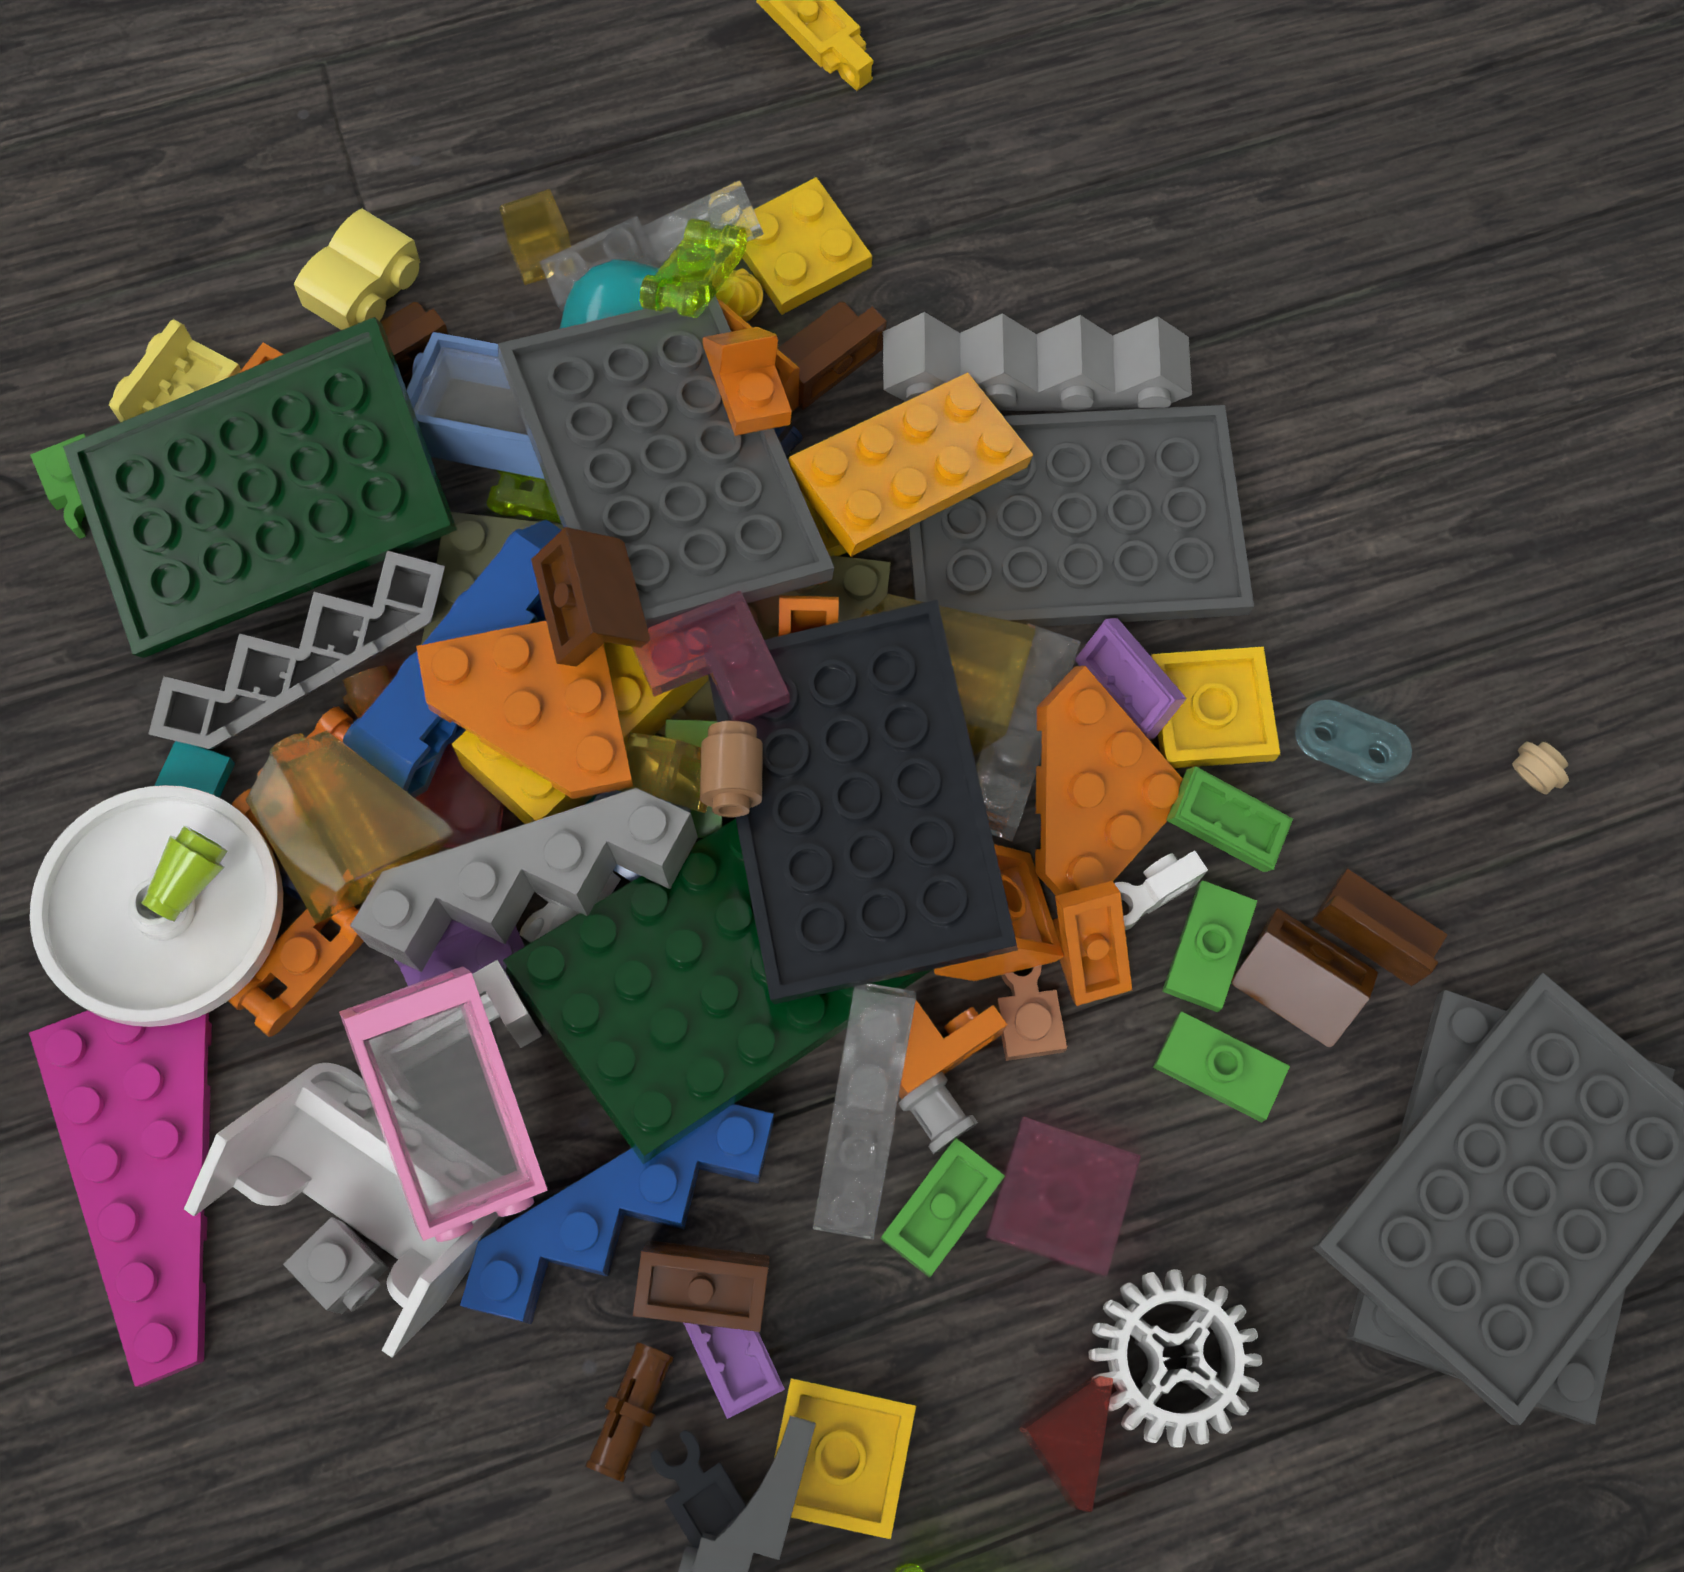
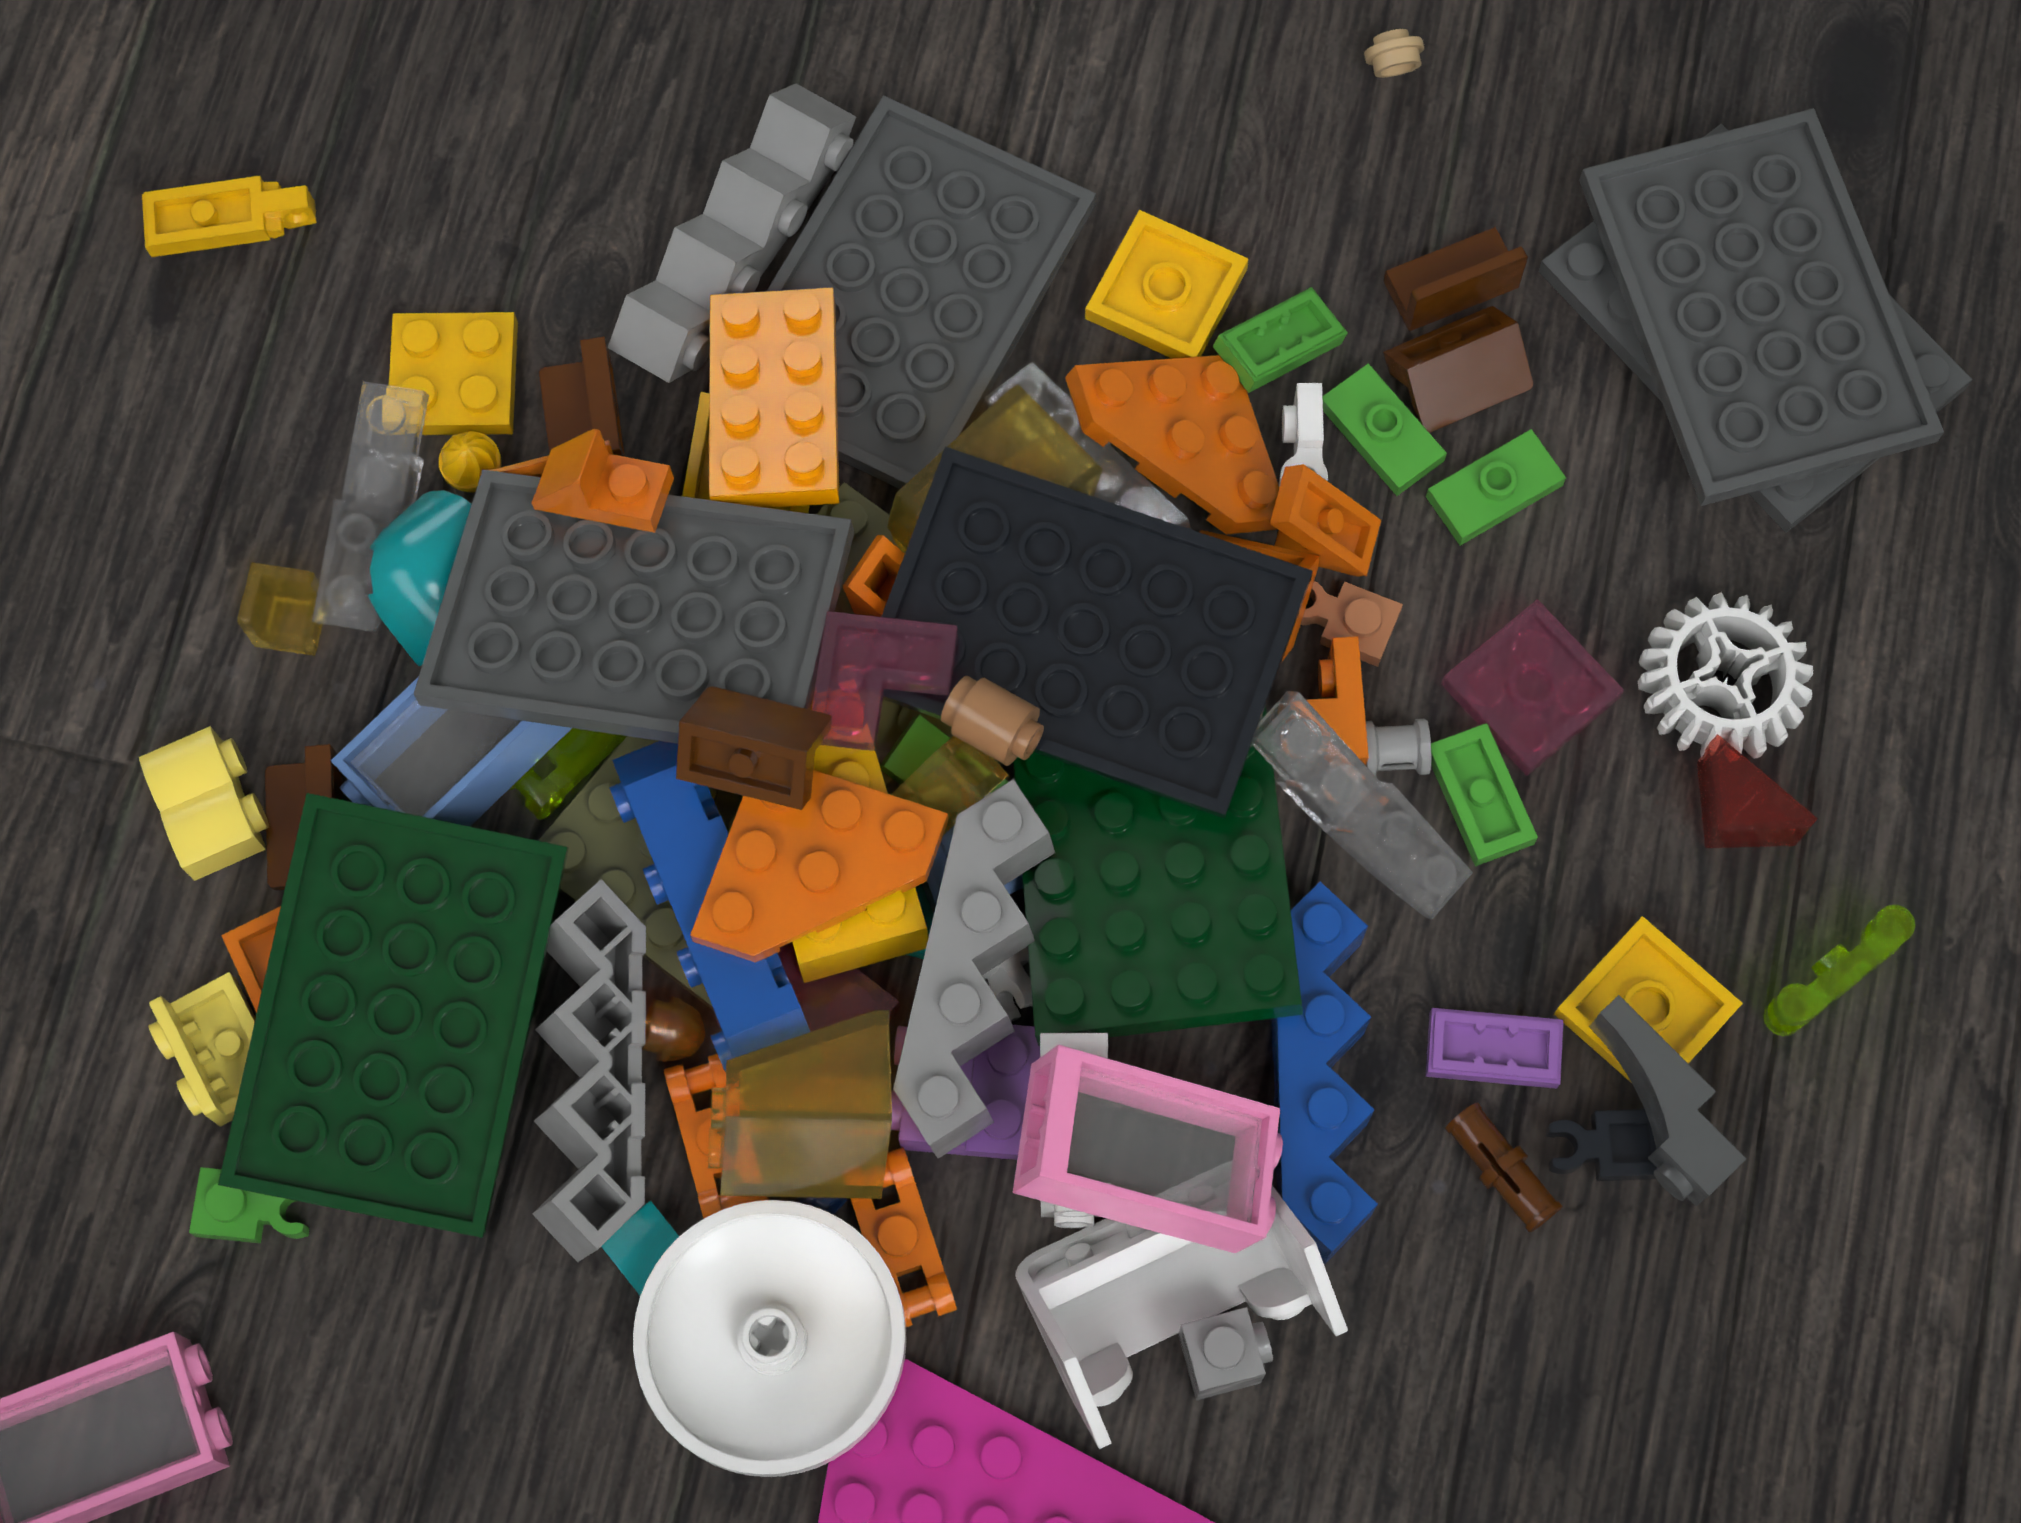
camera: 50 degrees left, 0 degrees up
(183, 872) = (765, 1285): lime cone -> none
(695, 269) = (447, 473): clear neon green plate -> none
(701, 1285) = (1432, 1035): reddish brown panel -> none
(1131, 677) = (1096, 337): medium lavender plate -> none
(1352, 737) = (1269, 194): clear light blue plate -> none

